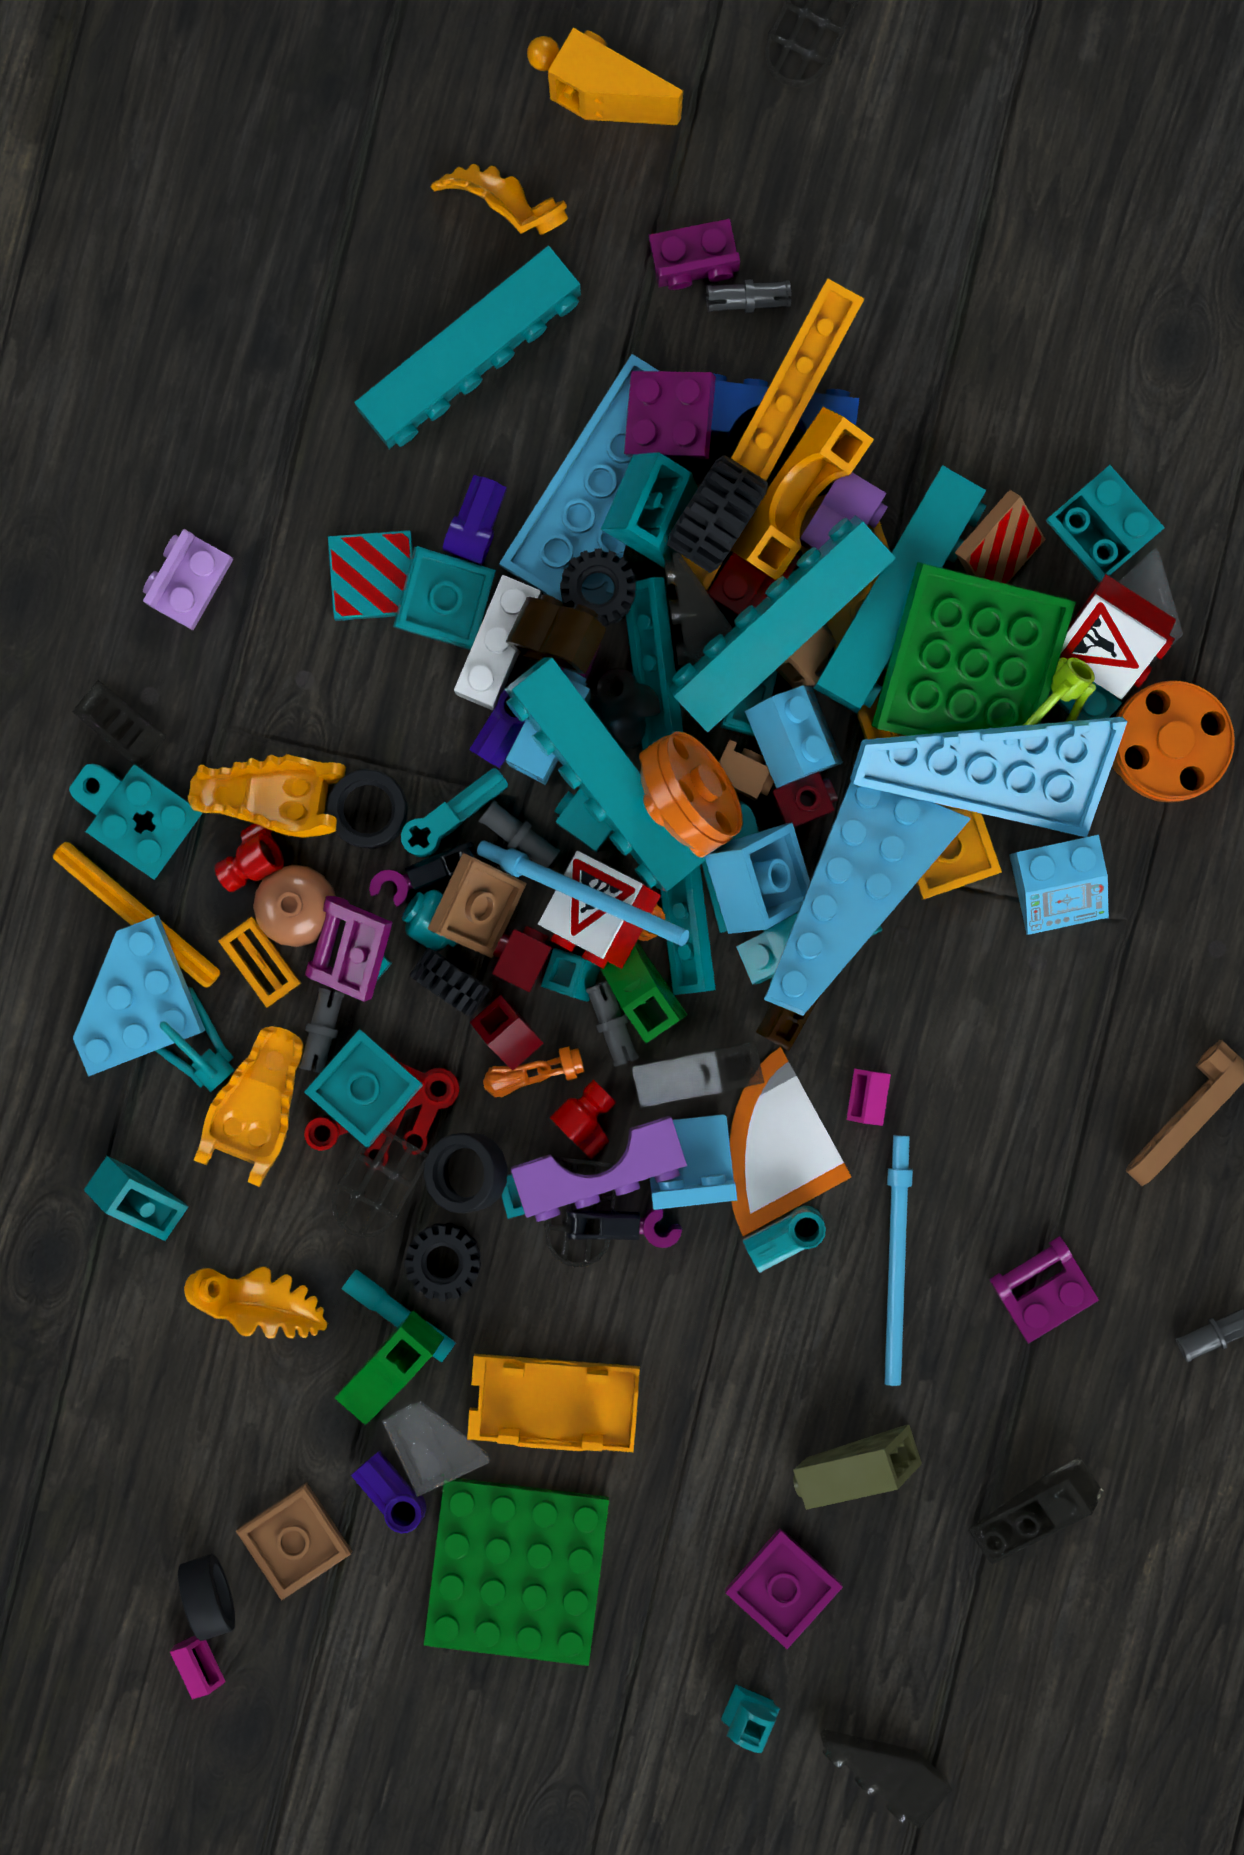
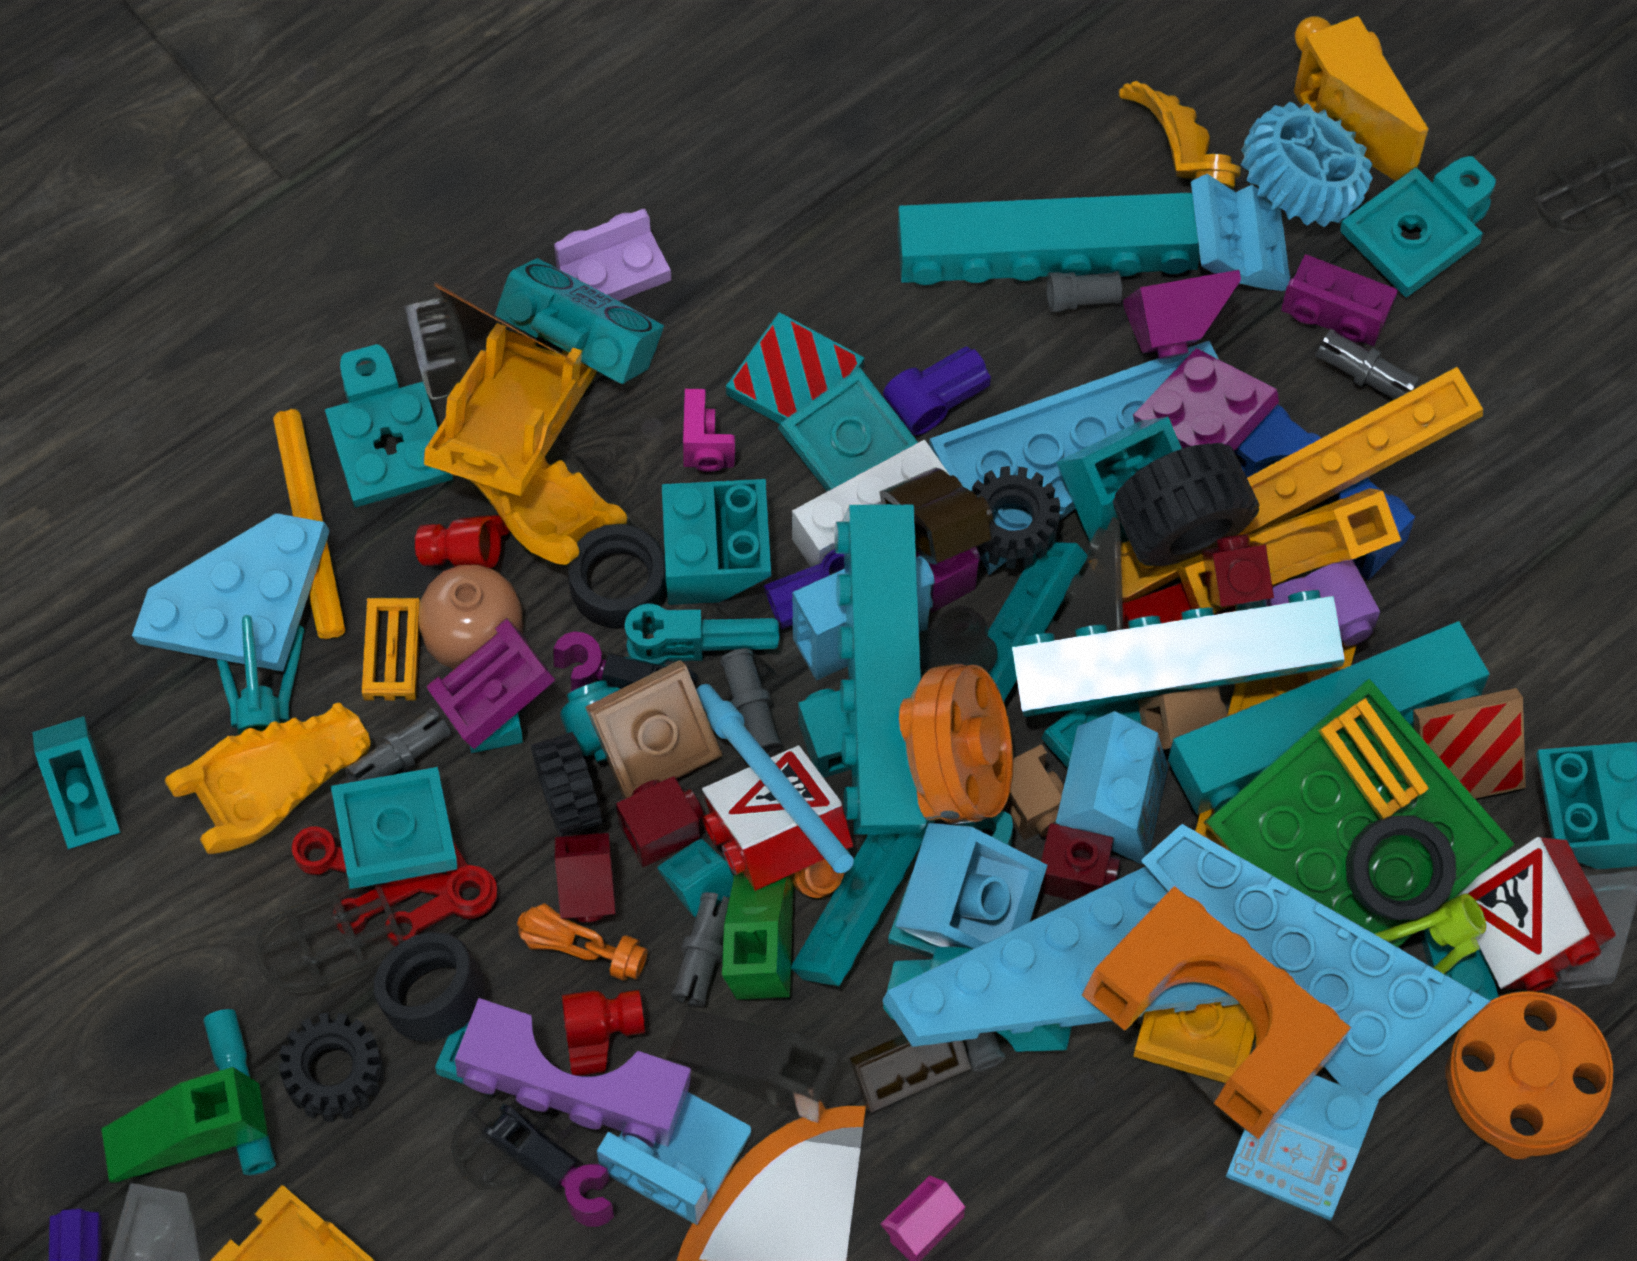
camera: 35 degrees right, 25 degrees down
(143, 694) = (460, 298): none -> orange sticker
(202, 645) = (579, 317): none -> teal piece
(212, 749) = (507, 411): none -> light orange piece
(256, 1302) = (108, 966): light orange plant -> none
(340, 662) = (700, 443): none -> dark pink bracket
(414, 740) = (714, 539): none -> teal slope
(513, 375) = (1069, 290): none -> dark grey pin
(597, 252) = (1240, 234): none -> medium azure slope
(600, 347) = (1177, 312): none -> magenta slope
(608, 151) = (1306, 164): none -> medium azure gear
(717, 134) = (1441, 209): none -> teal plate
(788, 546) = (1237, 571): none -> dark red brick
(989, 628) = (1390, 746): none -> light orange tile
(1024, 834) = (1186, 945): none -> orange arch
(1043, 690) = (1442, 861): none -> black tyre

